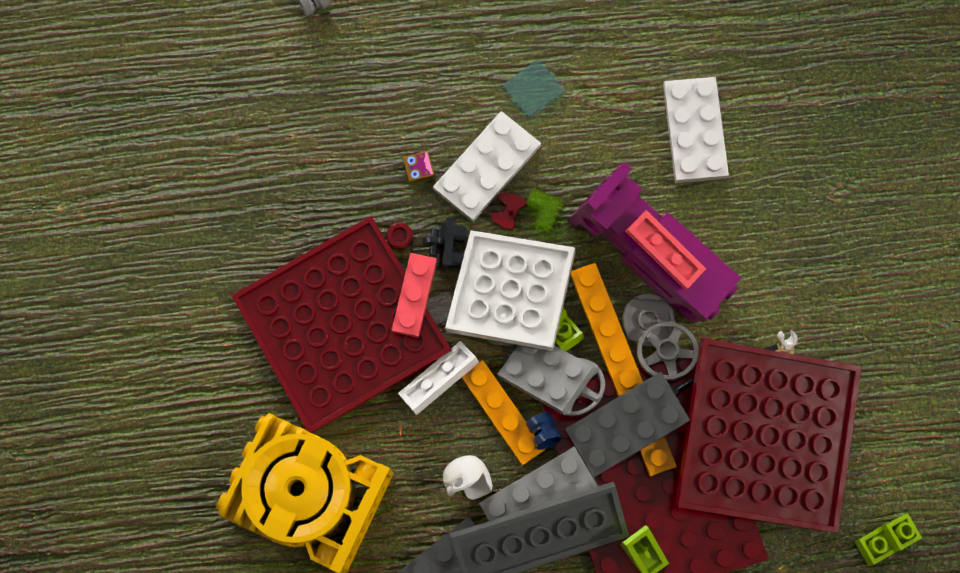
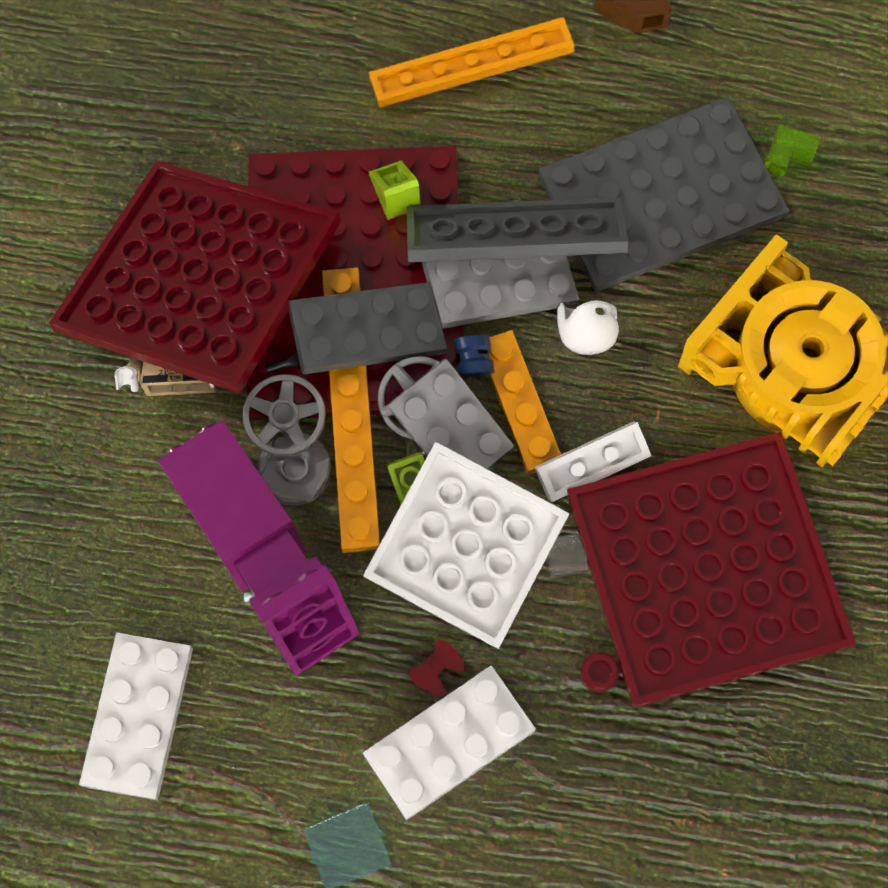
camera: 165 degrees left, 5 degrees down
(414, 295) = (599, 572): coral plate -> none
(418, 167) = (548, 767): tile -> none
(441, 244) = (542, 640): black hips -> none
(547, 205) = (380, 657): clear neon green piece -> none
(665, 250) = (246, 507): coral plate -> none
(888, 539) = (100, 145): lime slope -> none

